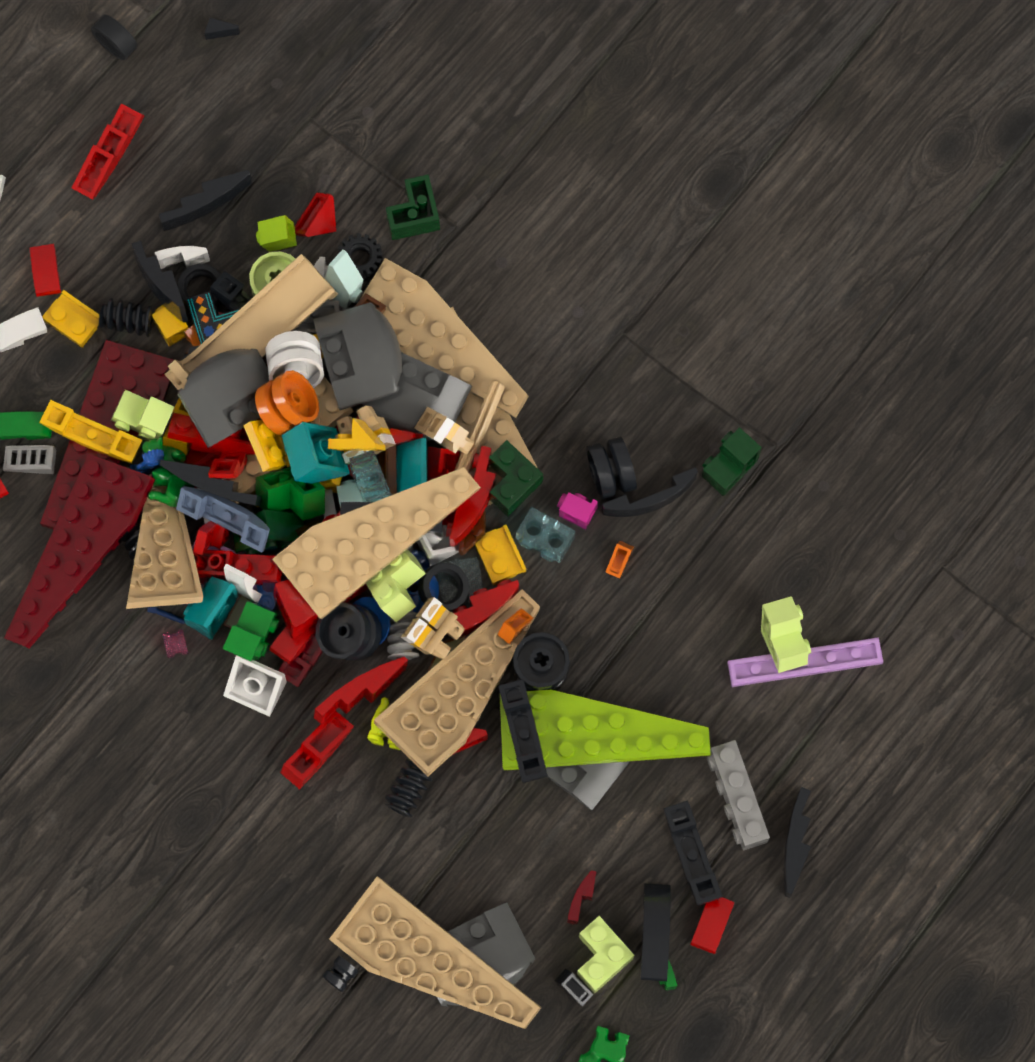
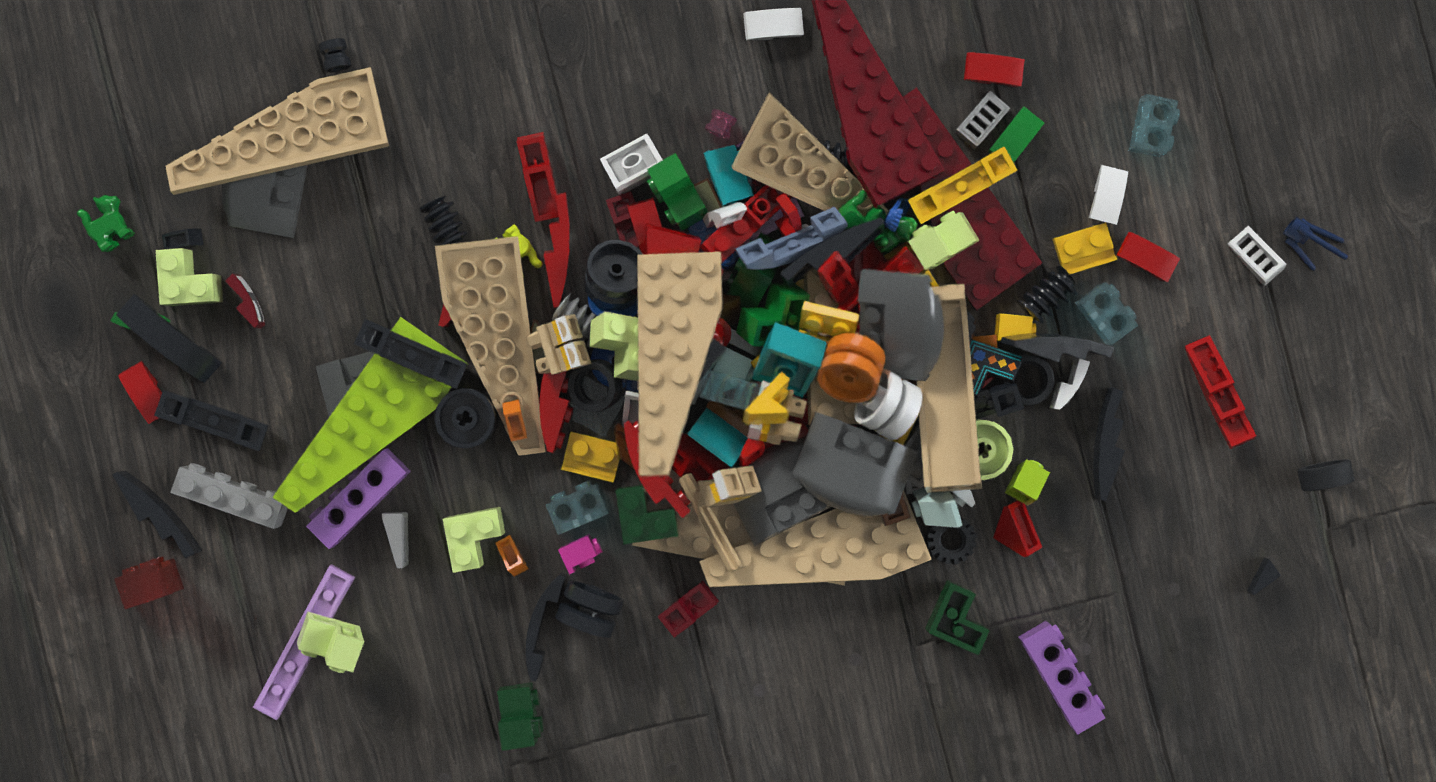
camera: 125 degrees right, 15 degrees up
(69, 662) = (773, 23): none -> white slope
(115, 269) = (1101, 318): none -> clear light blue brick
(390, 146) = (1078, 716): none -> medium lavender brick
(557, 404) = (688, 608): none -> dark red slope
(624, 601) = (464, 533): none -> yellowish green brick
(653, 690) = (392, 473): none -> medium lavender brick
(665, 654) = (397, 532): none -> light grey slope
(852, 806) = (149, 583): none -> clear red brick

